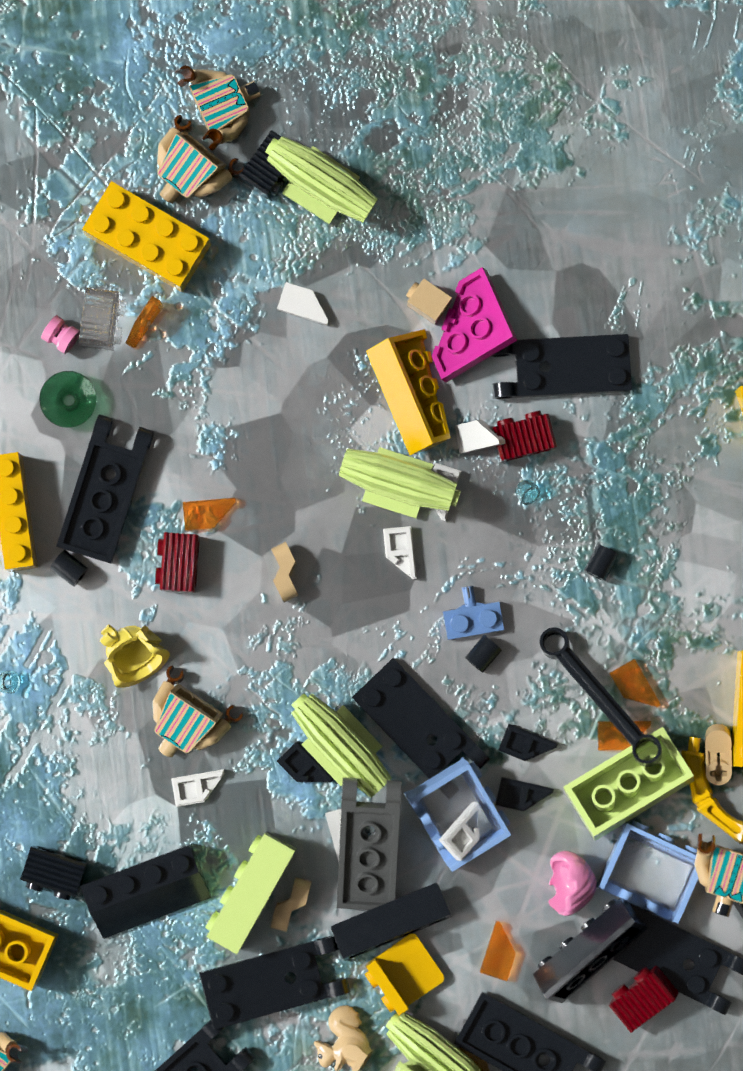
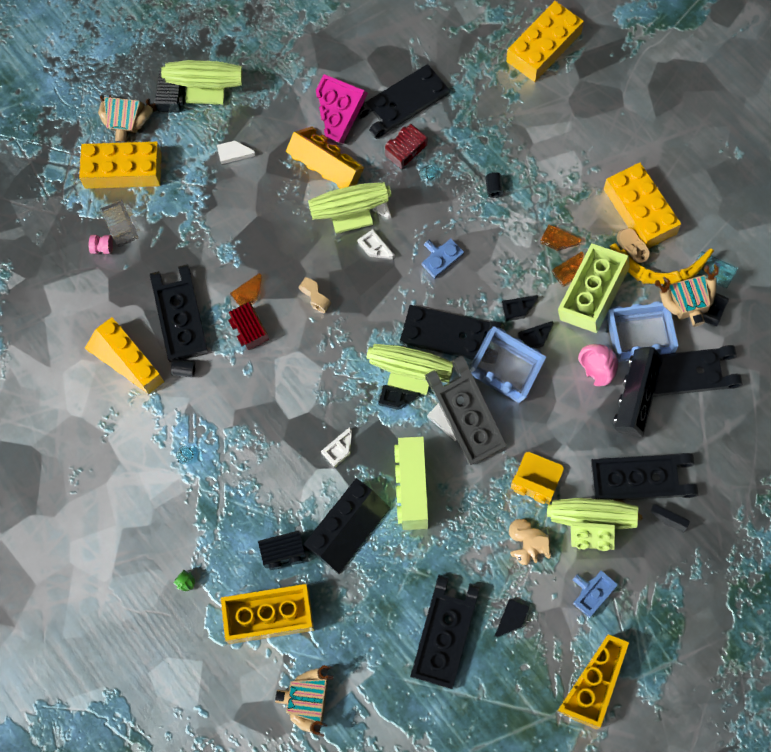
camera: 30 degrees left, 15 degrees down
(57, 389) = (126, 268): clear green dish -> none
(132, 654) = (253, 391): light yellow helmet -> none
(144, 321) = (146, 210): clear orange tile -> none
(187, 719) = (308, 409): tan torso -> none
(219, 102) = (119, 75): torso -> none
(259, 986) = (454, 539): black hinge -> none
(284, 909) = (439, 485): tan piece -> none
(390, 921) = (509, 452): black panel -> none
(428, 300) = (304, 108): tan brick -> none
(463, 833) = (517, 372): white tile -> none
(476, 436) = (378, 160): white tile -> none
(483, 653) = (460, 271): black piece -> none
(498, 955) = (586, 434): clear orange tile -> none
(600, 696) = (545, 250): black piece -> none
(642, 998) = (688, 402): dark red brick -> none

